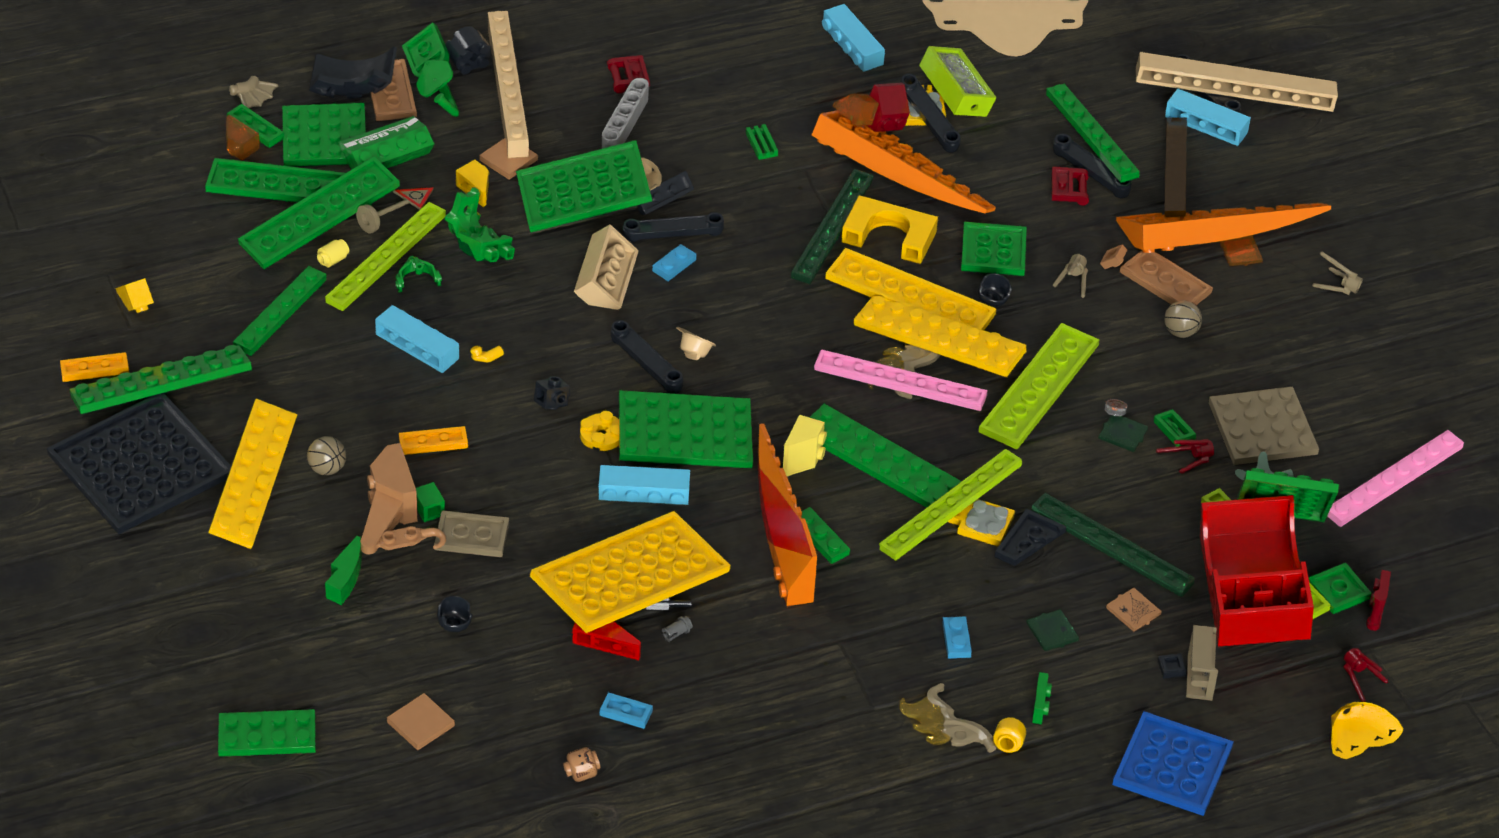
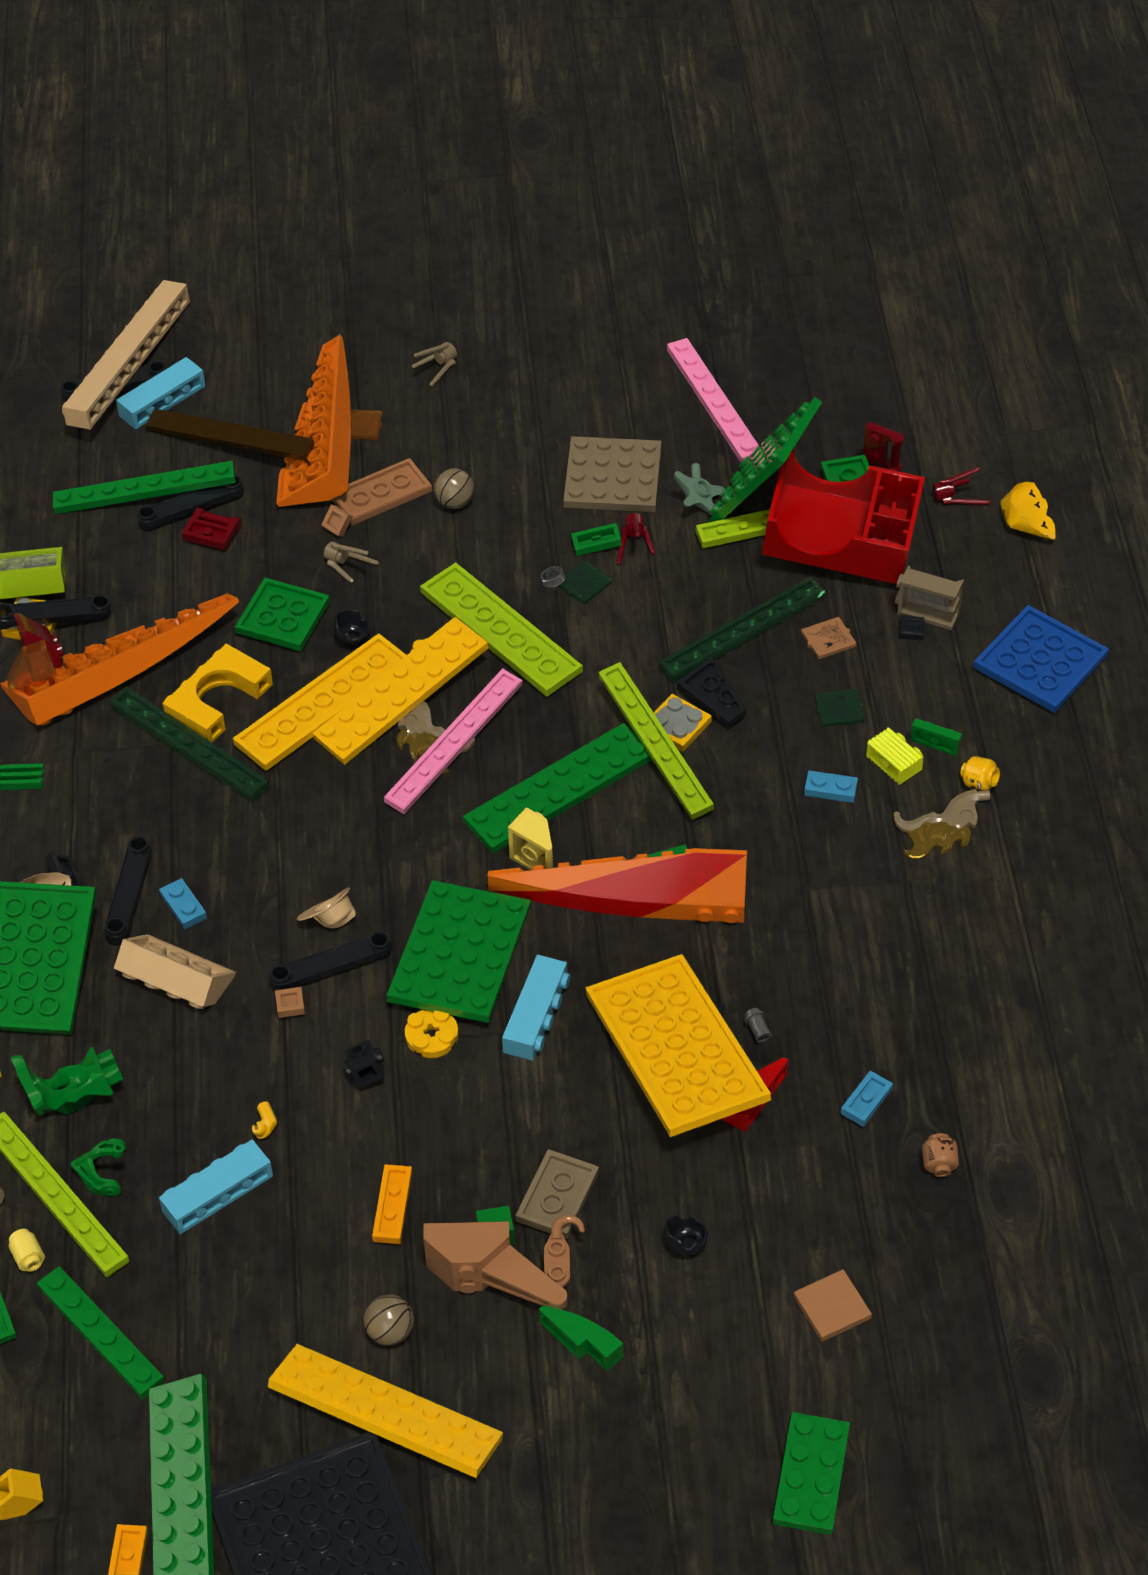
camera: 70 degrees left, 5 degrees up
(599, 342) = (289, 1002): none -> medium nougat plate
(1006, 672) = (894, 755): none -> neon yellow brick

